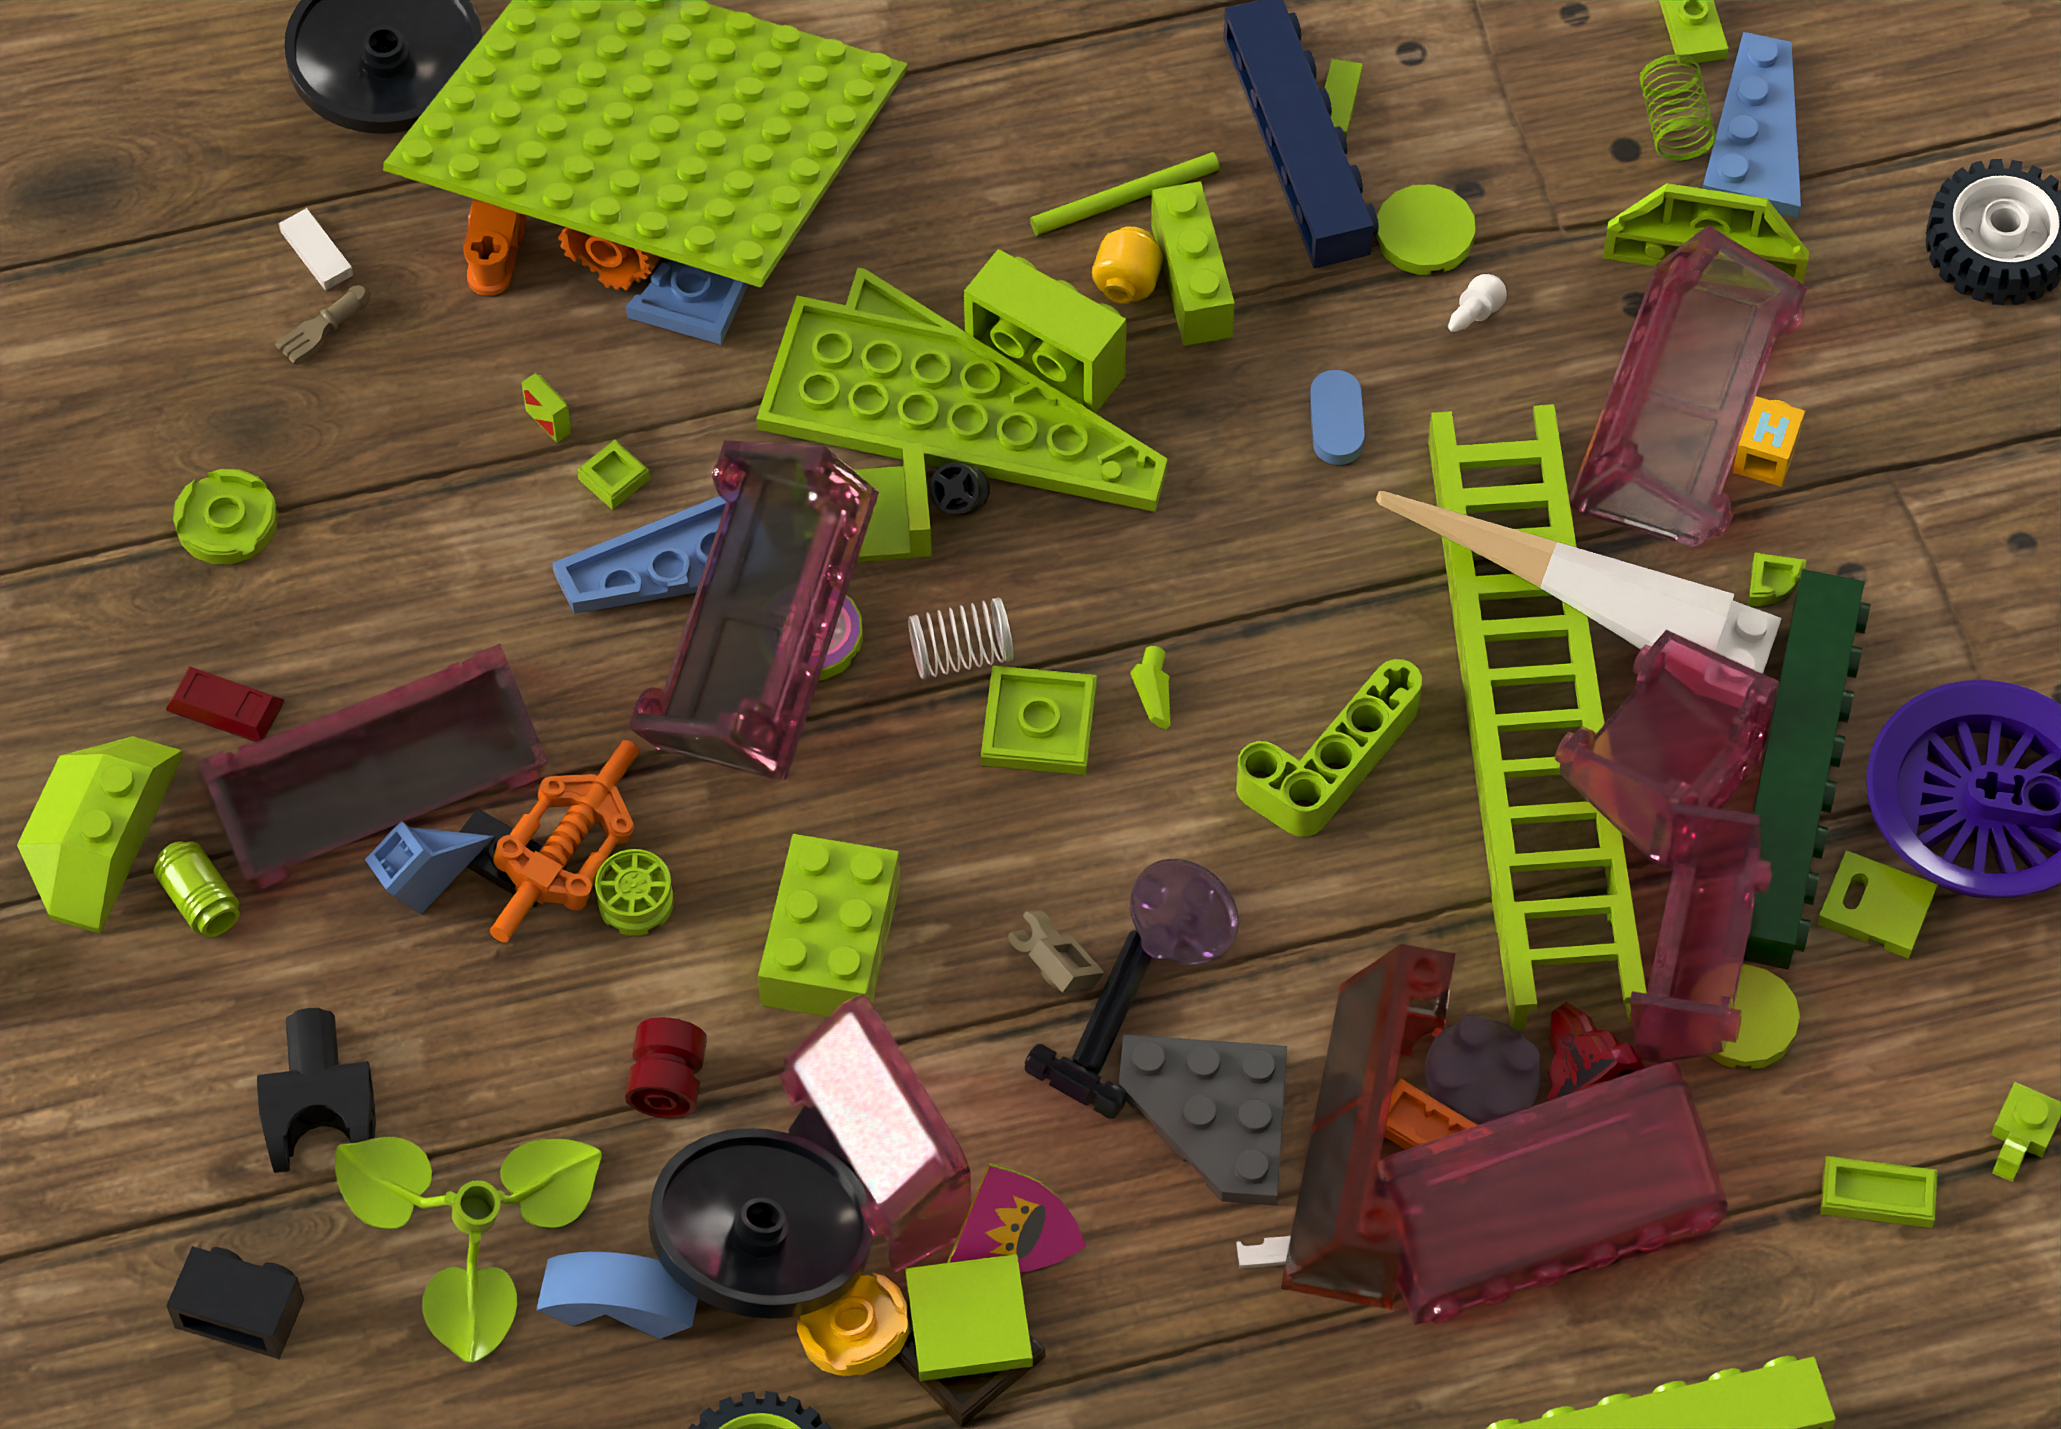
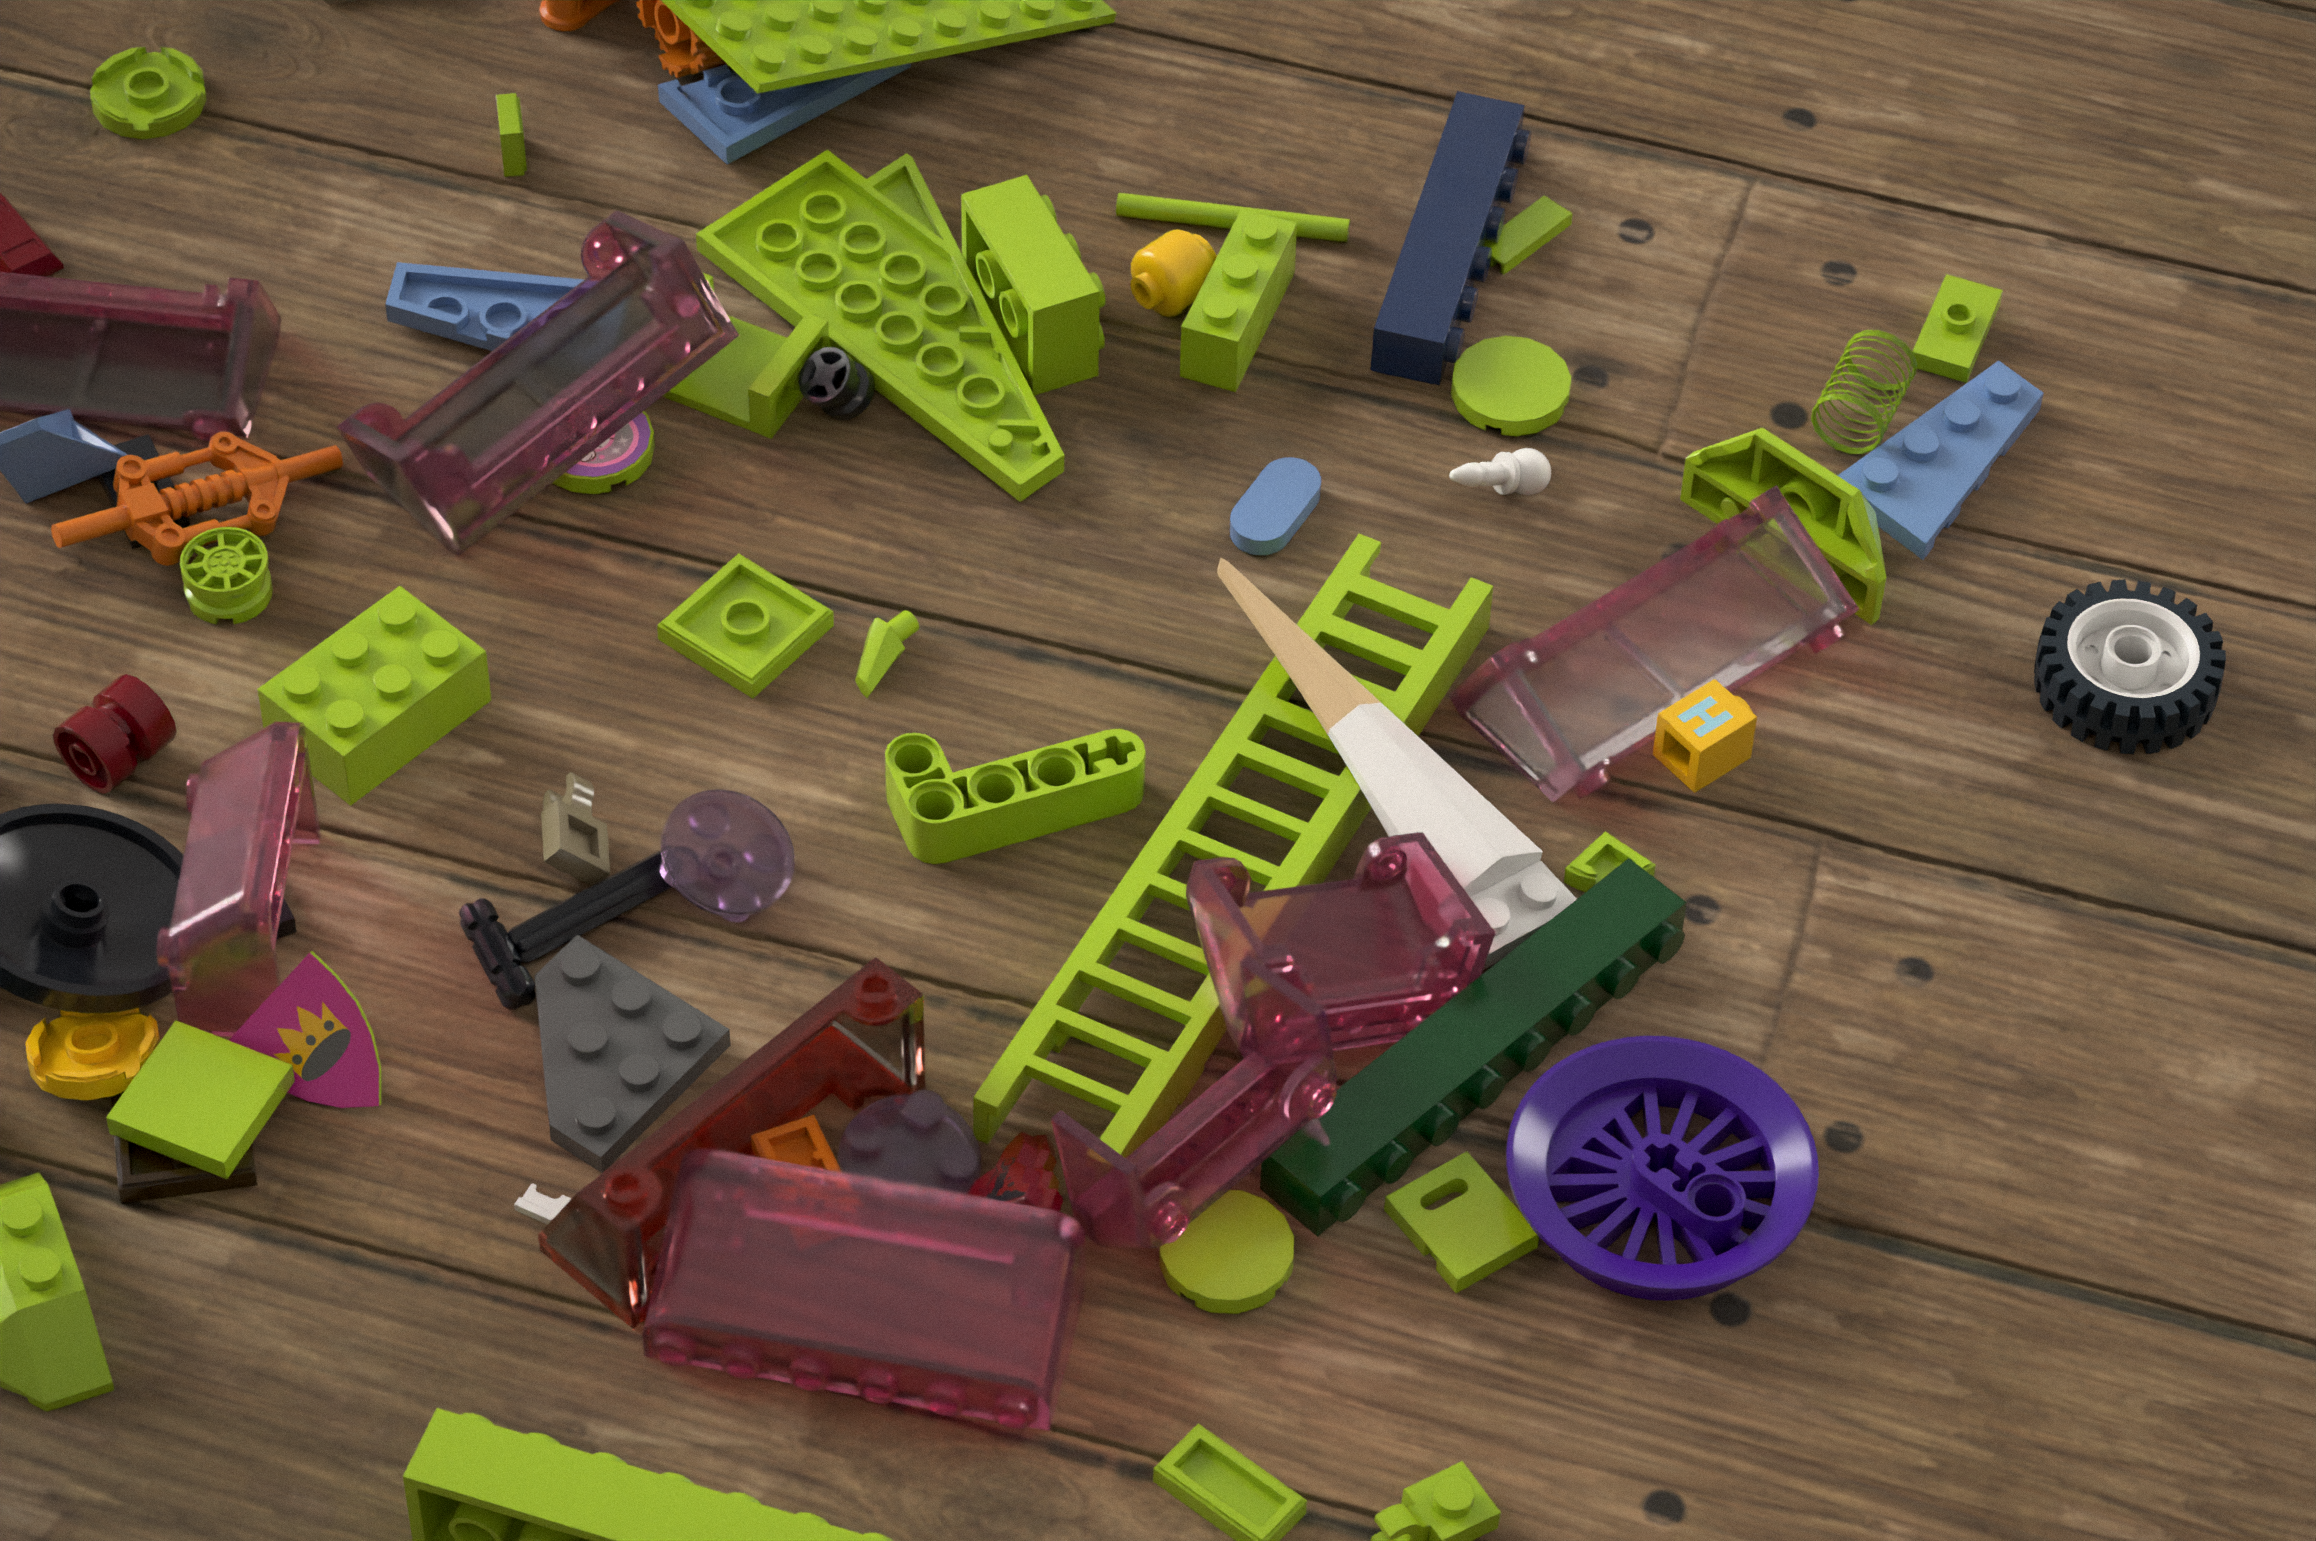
camera: 30 degrees right, 10 degrees down
(613, 474) = (529, 224): lime tile -> none
(1001, 629) = (759, 517): white piece -> none

